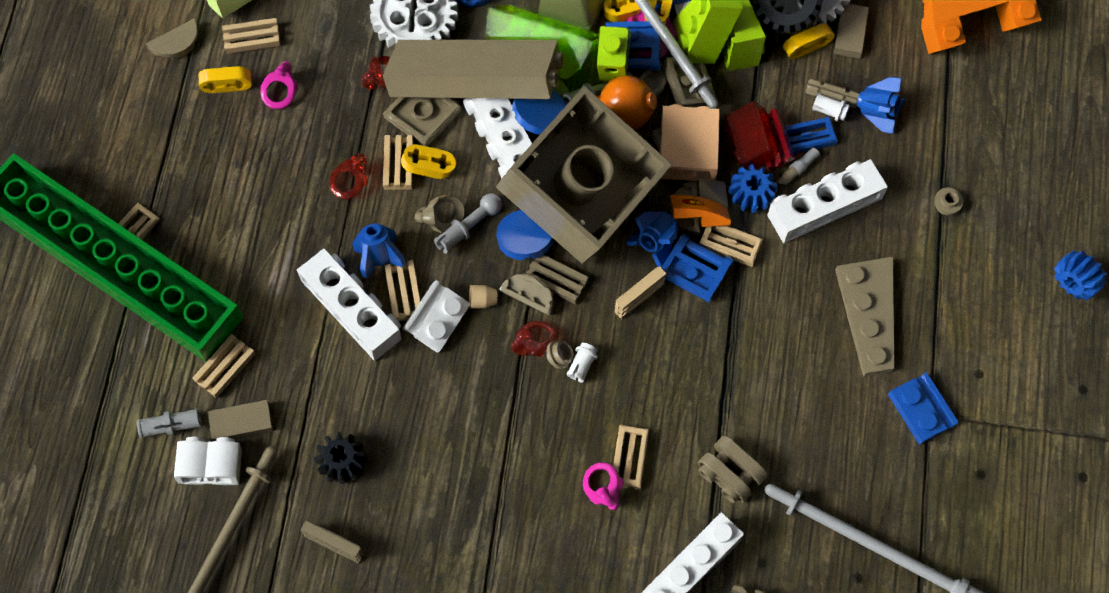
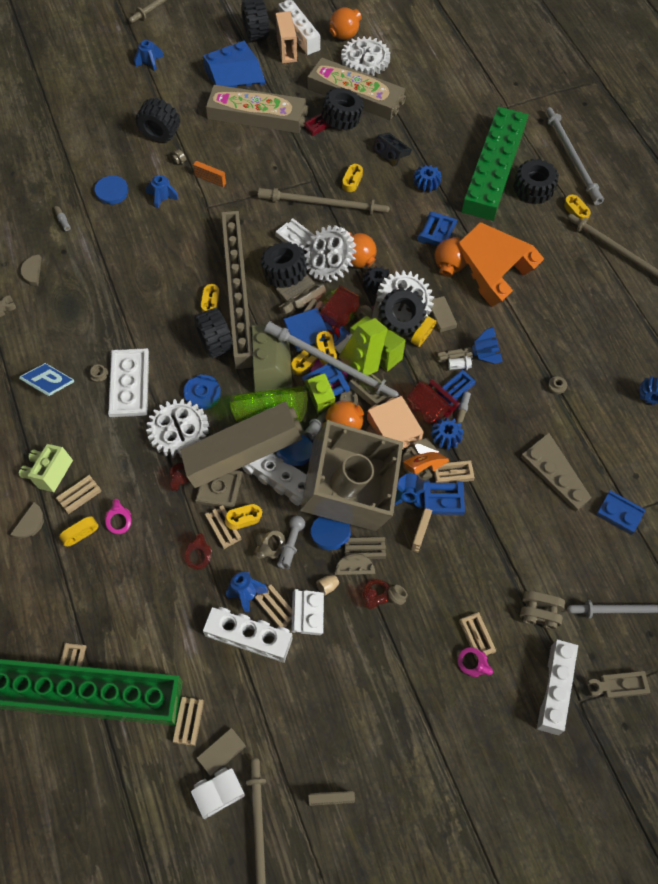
camera: 30 degrees left, 5 degrees down
(168, 423) = (174, 781): light grey pin -> none
(337, 447) = (296, 744): black gear -> none
(585, 355) = (413, 589): white pin -> none
(792, 224) = (481, 442): white brick -> none

